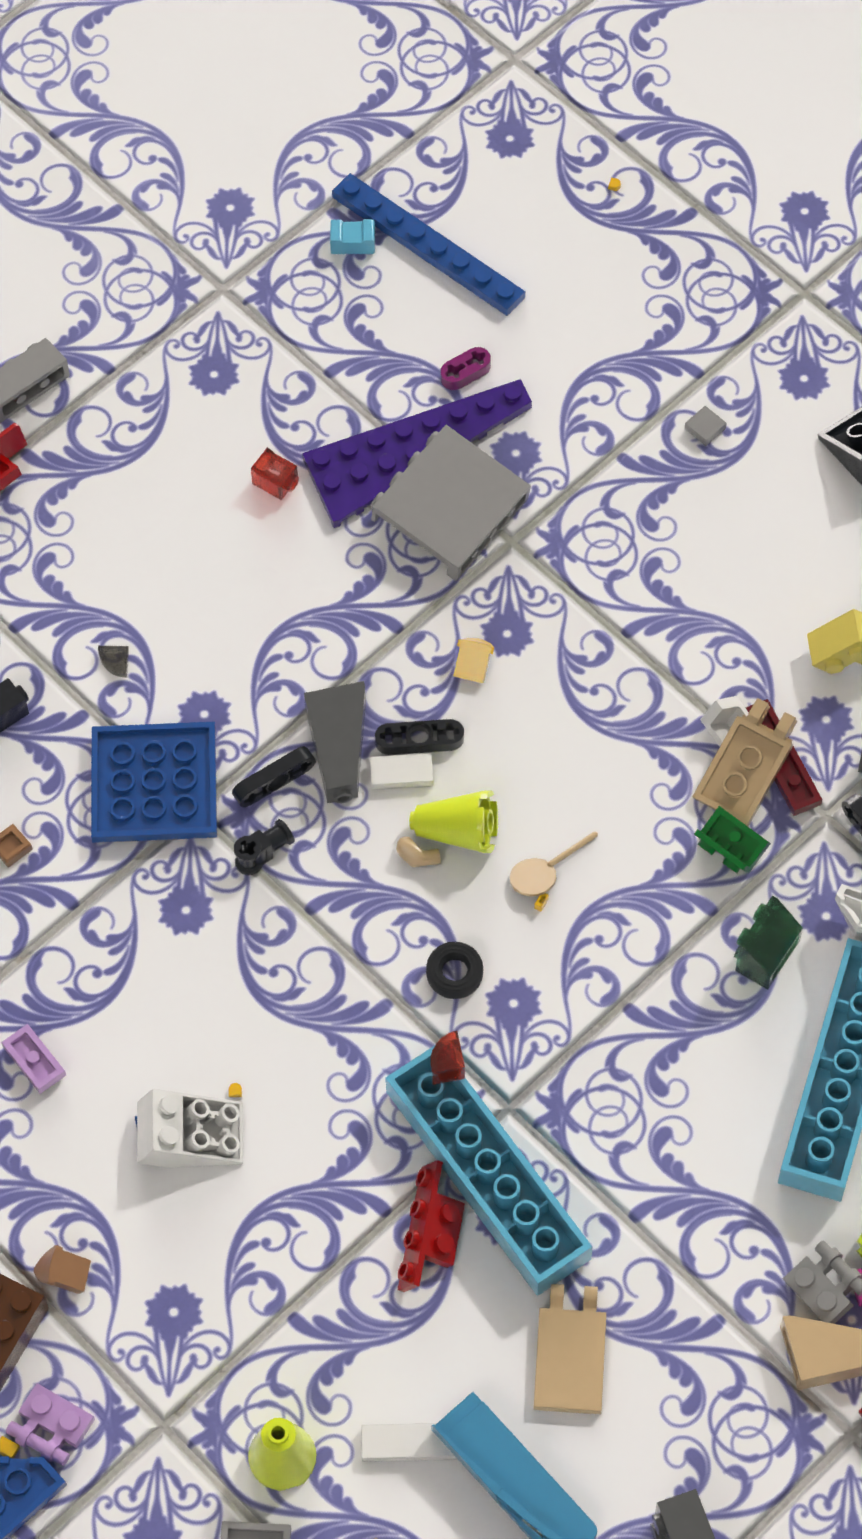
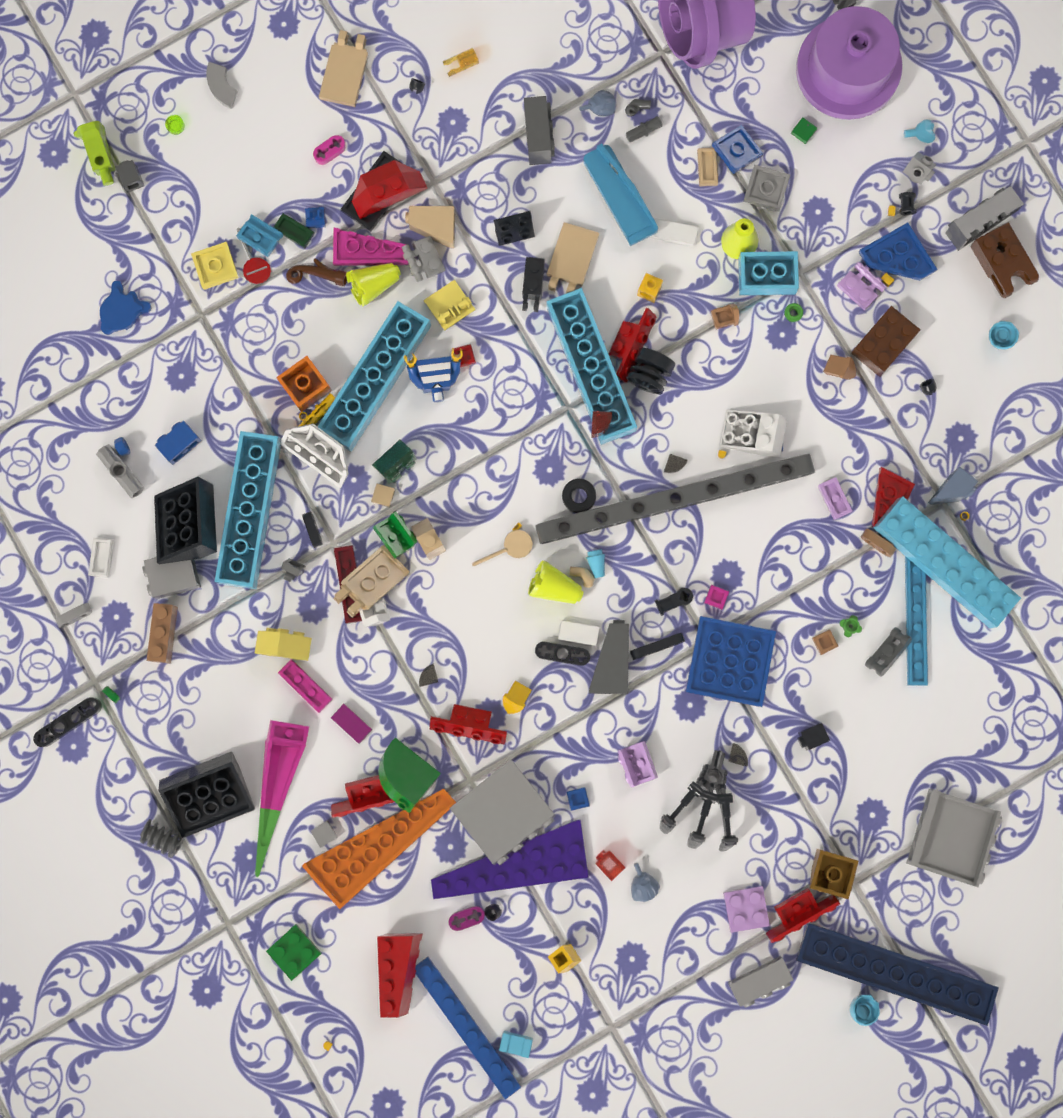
camera: 160 degrees left, 20 degrees up
(61, 466) = (746, 909): none -> lavender plate
(154, 1342) = (796, 307): none -> bright green plate
(171, 575) = (724, 799): none -> black piece
(196, 871) = (716, 597): none -> dark pink tile
(218, 461) = (643, 886): none -> sand blue piece
(219, 1396) = (768, 273): none -> medium azure brick
(266, 609) = (637, 764): none -> lavender bracket
(273, 1008) = (689, 495): none -> dark grey beam
(279, 1316) = (725, 316): none -> medium nougat tile
(310, 342) = (564, 958): none -> yellow brick
(310, 1056) = (674, 464): none -> clear smoke tile
(344, 551) = (578, 798): none -> blue tile
(385, 1179) = (650, 370): none -> black wheel
(400, 875) = (596, 562): none -> medium azure cone
(420, 1326) = (650, 287): none -> yellow brick
(429, 381) = (488, 912): none -> black hinge
(536, 612) = (469, 723): none -> red bracket
(546, 280) = (396, 972): none -> red wedge
(609, 511) = (405, 775): none -> green brick
(616, 661) = (428, 676): none -> clear smoke tile
(625, 1288) = (533, 282): none -> black hinge
(640, 404) = (356, 862): none -> orange wing
(656, 481) = (362, 795): none -> red bracket
(677, 839) = (428, 539): none -> tan slope
(694, 1360) = (514, 228): none -> black hinge
(698, 277) = (293, 952): none -> green plate
(707, 1147) = (468, 356): none -> red tile
(713, 573) = (351, 723): none -> magenta tile
(747, 1096) = (434, 374): none -> blue torso
(757, 1223) = (449, 305): none -> light yellow hinge
(765, 891) = (383, 495): none -> tan tile
(794, 604) = (305, 686): none -> dark pink tile
(801, 502) = (281, 757): none -> dark pink plate

